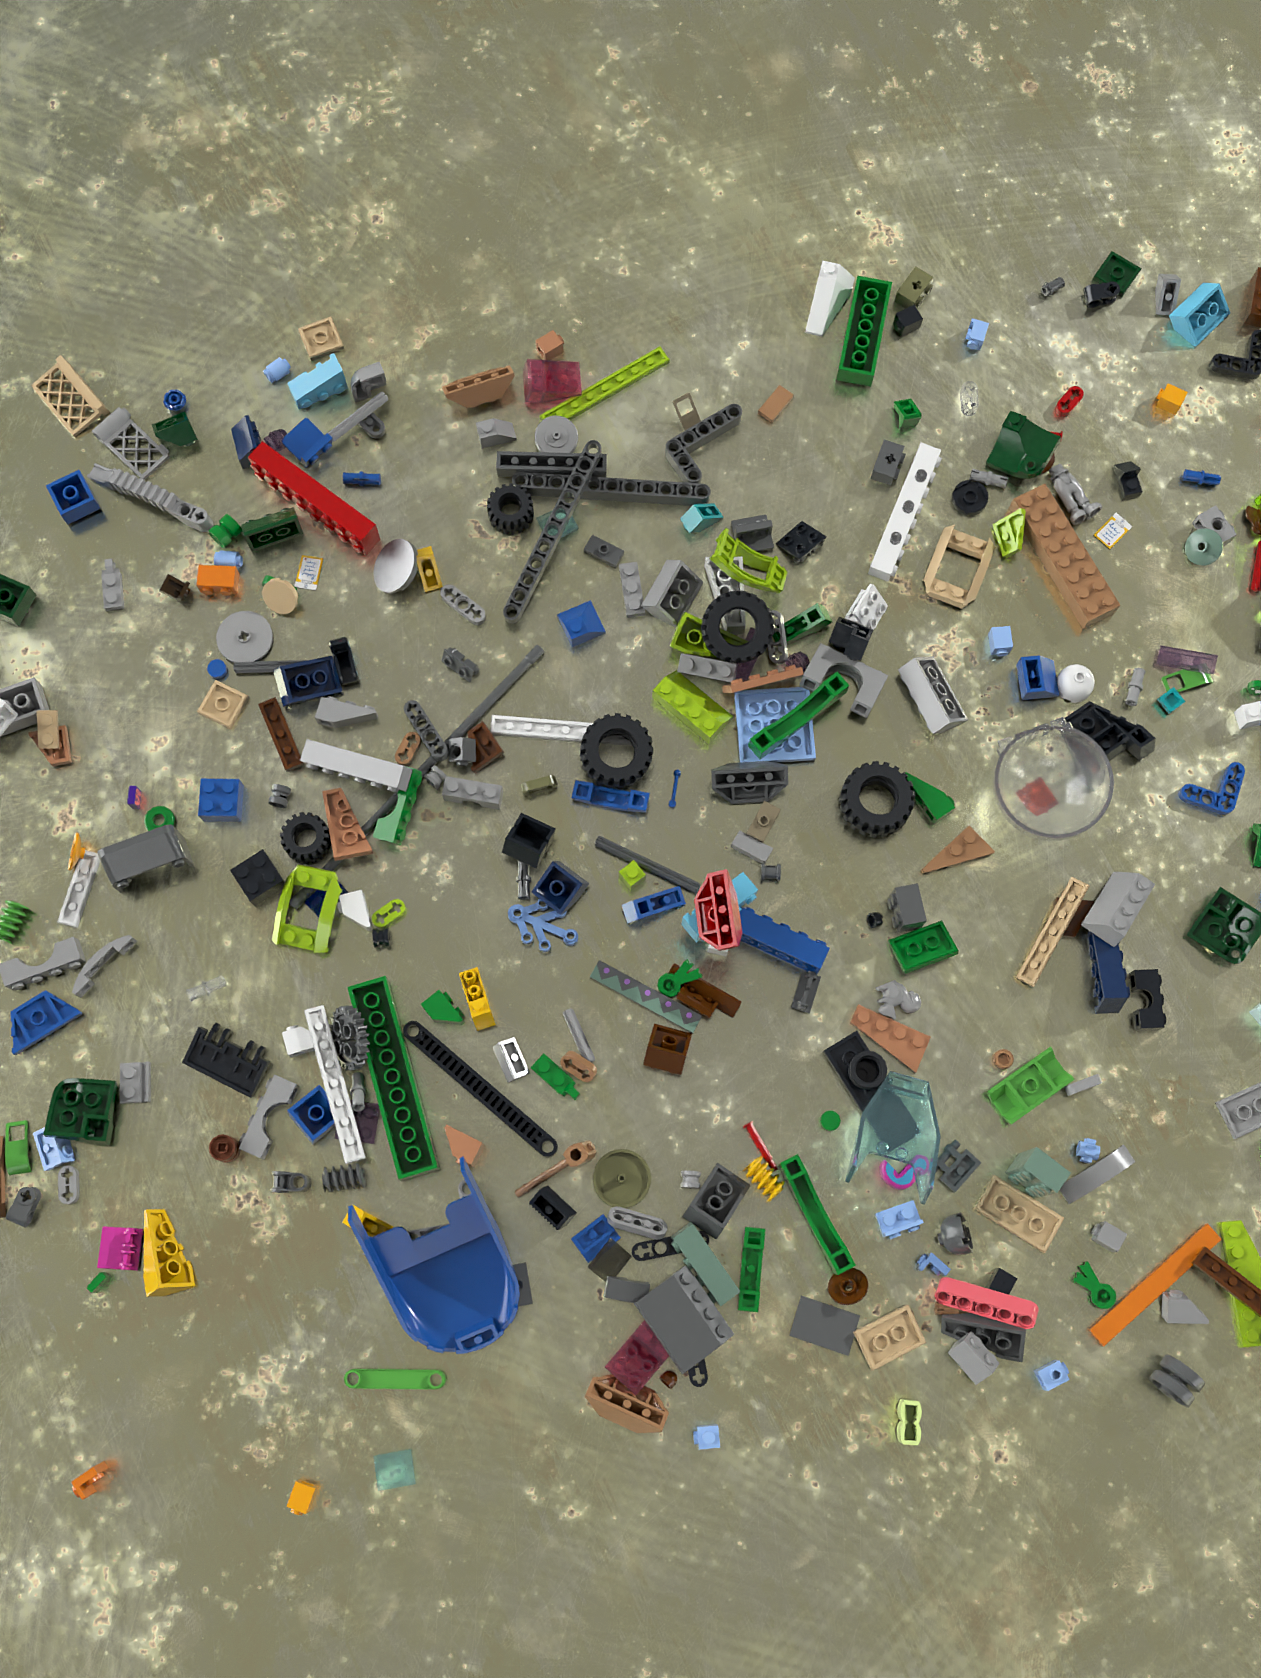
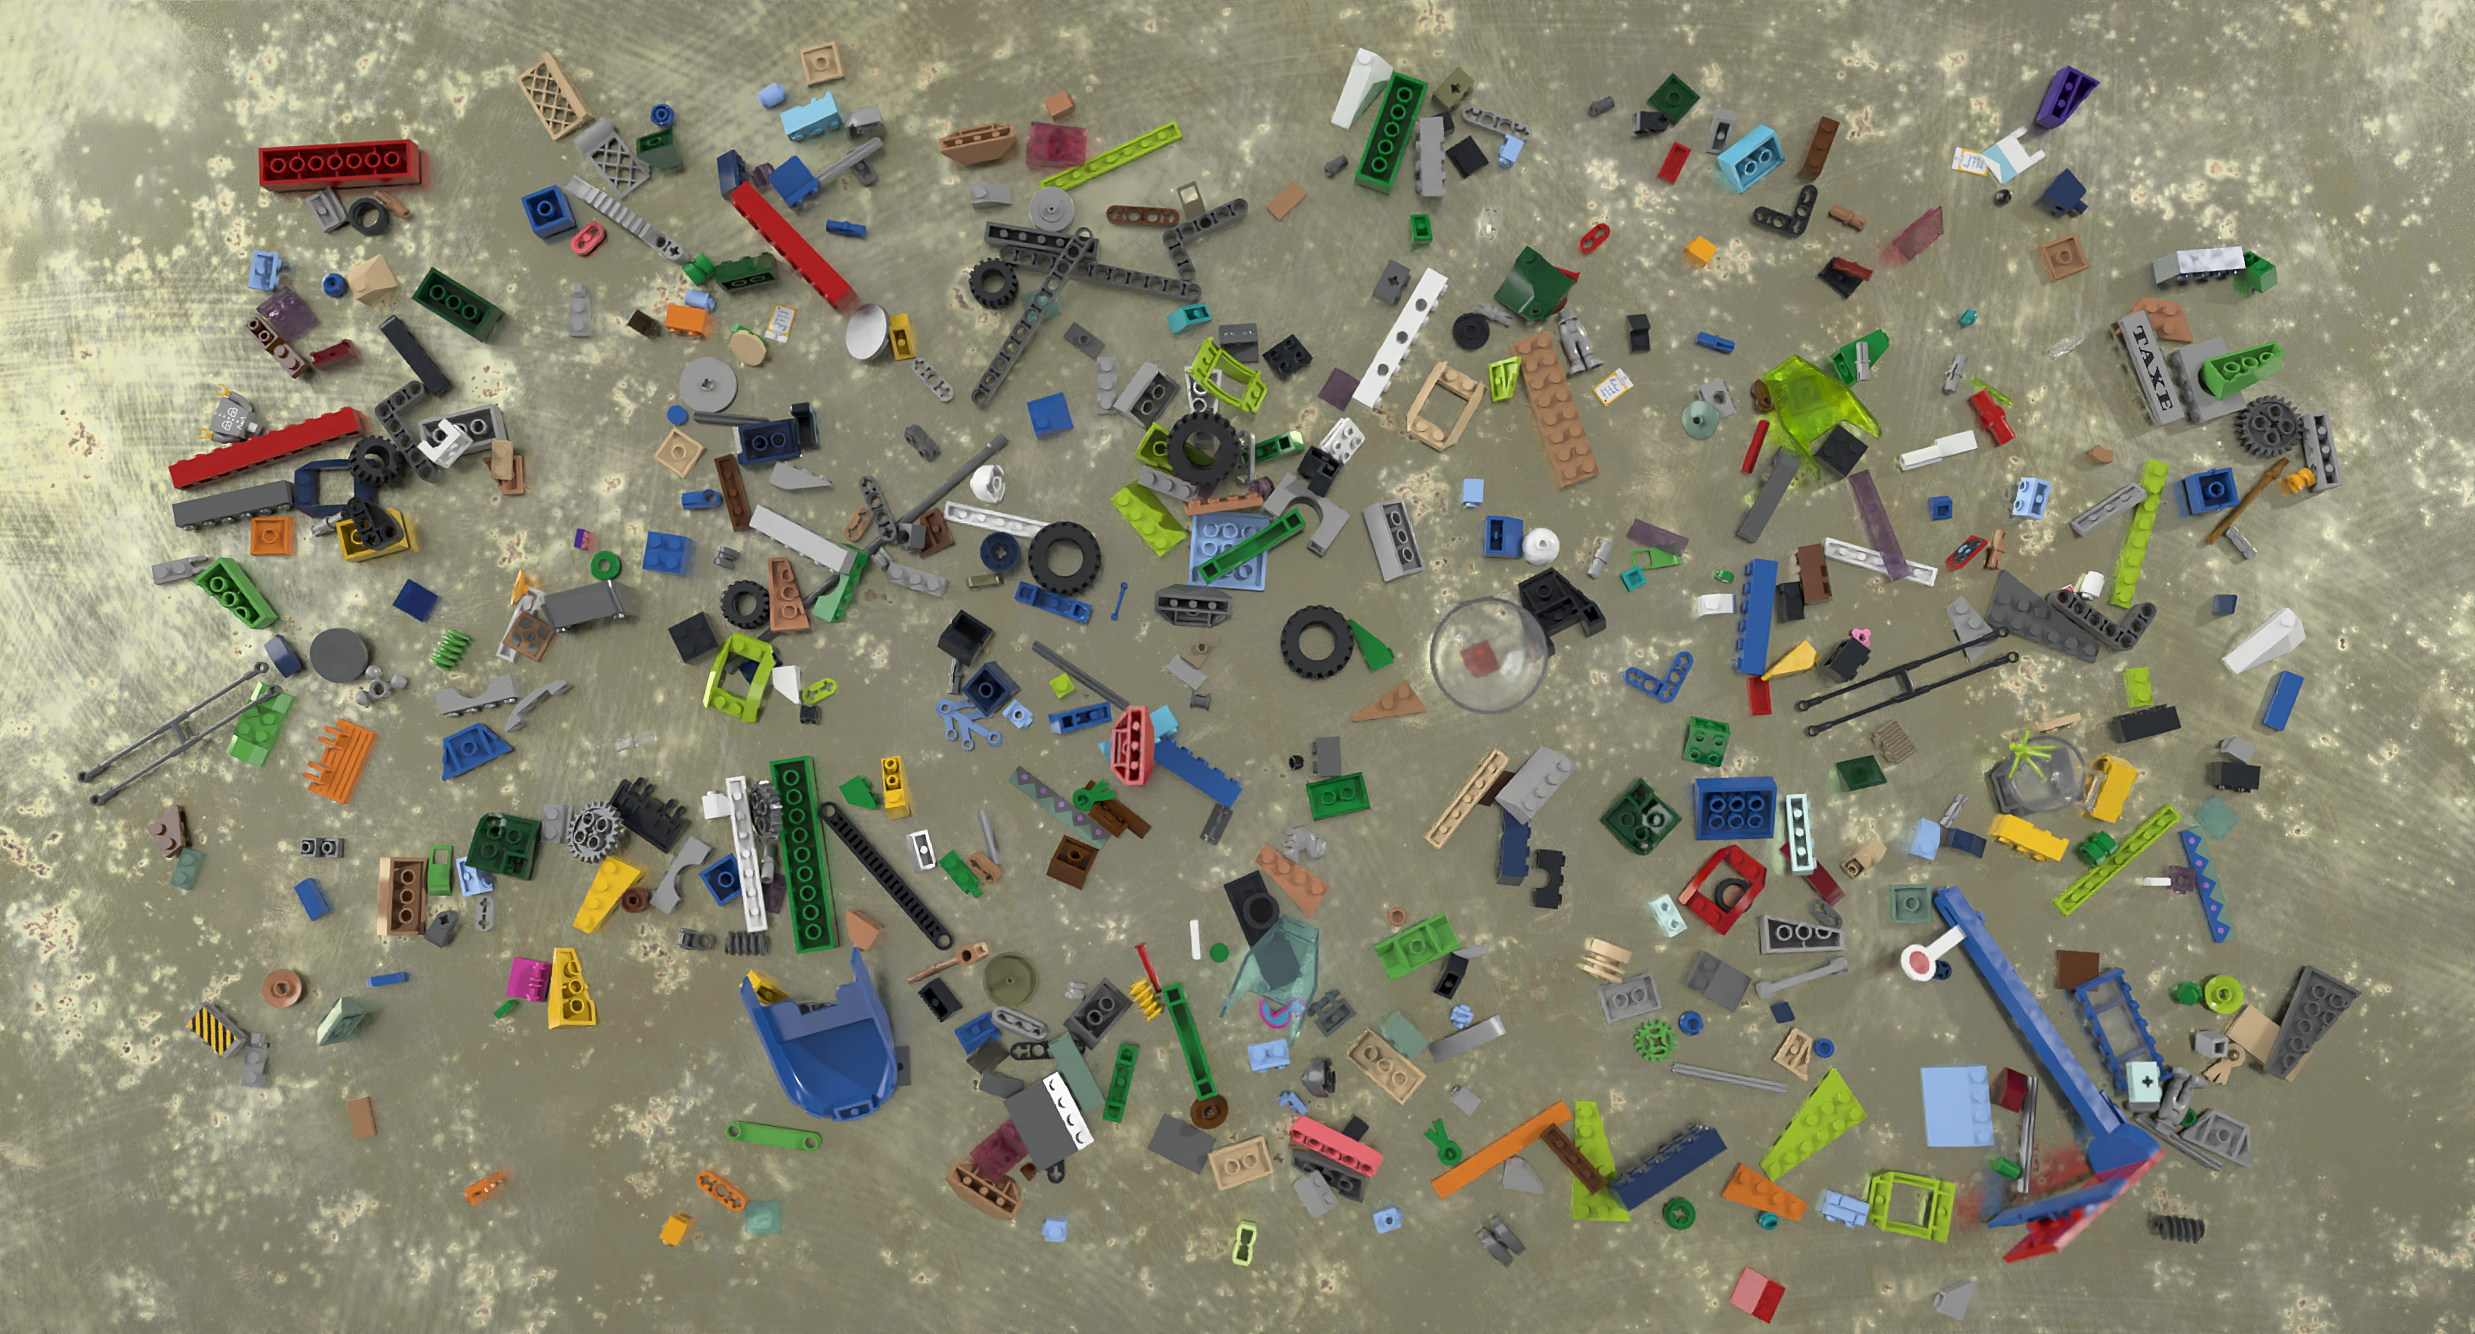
camera: 10 degrees right, 10 degrees up
(90, 897) = (529, 636): none -> medium nougat piece
(112, 518) = (586, 236): none -> coral plate
(175, 1084) = (595, 832): none -> dark grey gear
(193, 1145) = (605, 893): none -> yellow wedge
(249, 744) = (700, 499): none -> blue piece
(330, 1445) = (712, 1178): none -> orange beam
(529, 692) = (987, 483): none -> white cylinder
(553, 743) = (992, 544): none -> dark blue wheel
(593, 917) = (1015, 707): none -> light blue brick
(642, 430) = (1143, 212): none -> reddish brown beam
(804, 1109) = (1195, 939): none -> white tile
(813, 369) = (1335, 165): none -> dark grey pin
(855, 564) = (1339, 389): none -> clear purple piece
(906, 345) = (1430, 156): none -> light grey wedge
(937, 346) = (1467, 157): none -> black piece
(959, 311) = (1497, 121): none -> light grey beam
(1071, 1109) = (1451, 976): none -> black brick
(1129, 327) = (1674, 162): none -> red tile
(1225, 1070) = (1607, 961): none -> tan wheel

